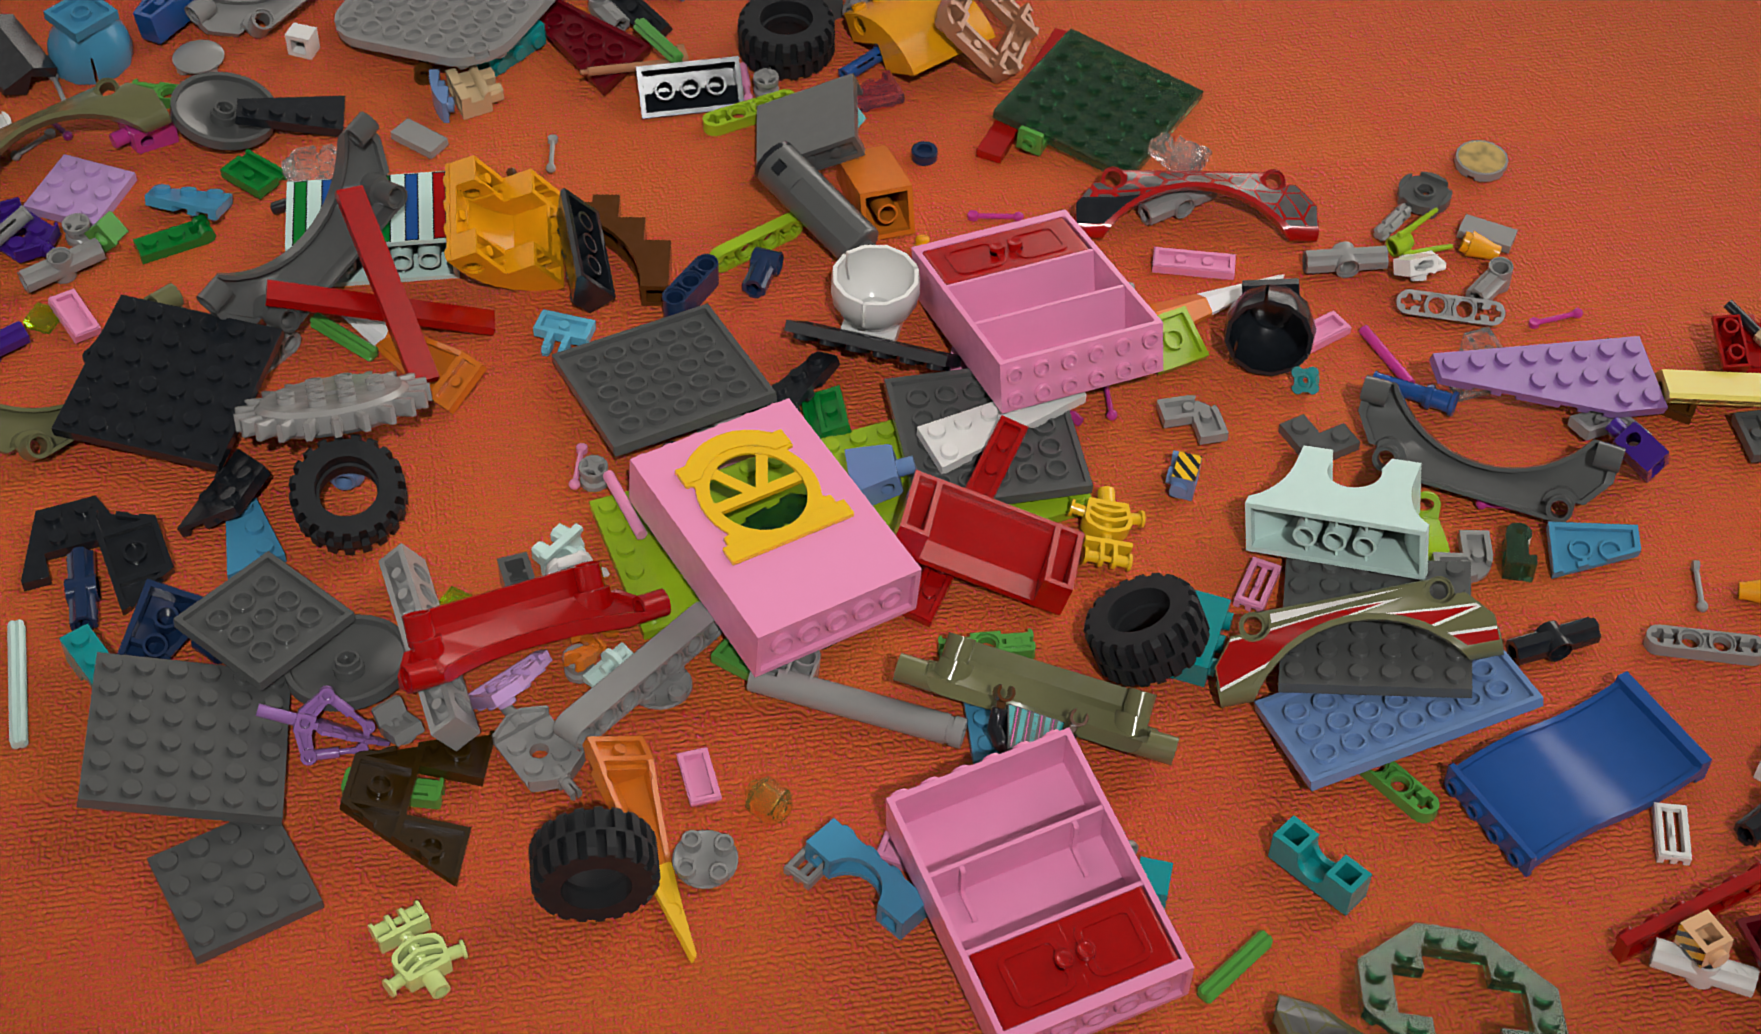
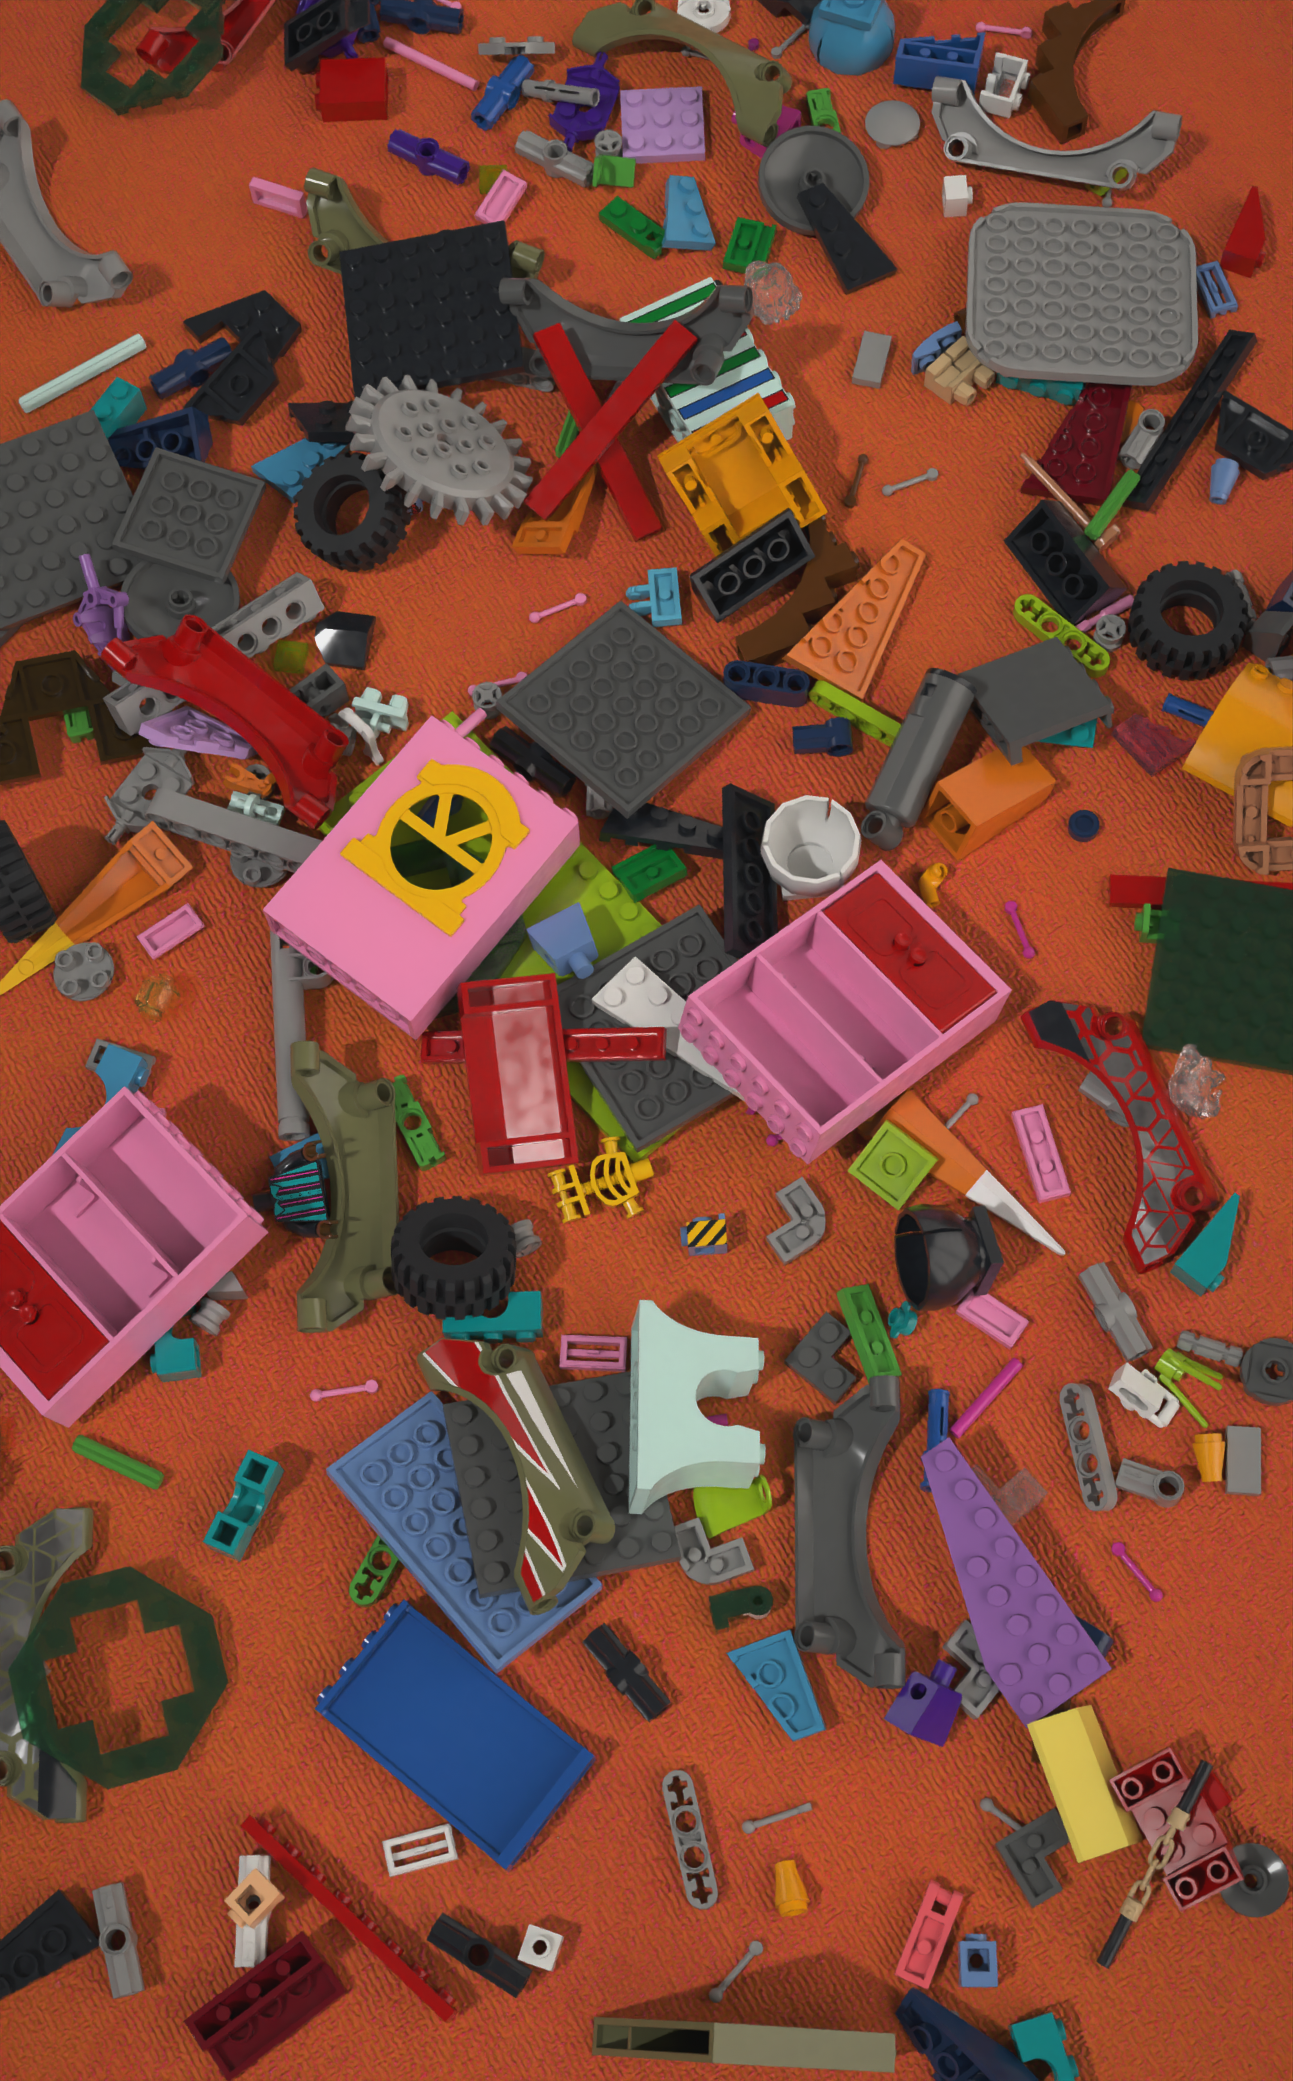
camera: 75 degrees right, 20 degrees up
(465, 557) = (345, 639): none -> black slope
(527, 388) = (580, 600): none -> bright pink hinge
(675, 218) = (854, 633): none -> orange wing
(1229, 752) = (371, 1387): none -> bright pink hinge
(1310, 403) = (868, 1331): none -> bright green plate
(1328, 196) = (1208, 1254): none -> teal slope
(1719, 457) = (987, 1805): none -> light grey hinge

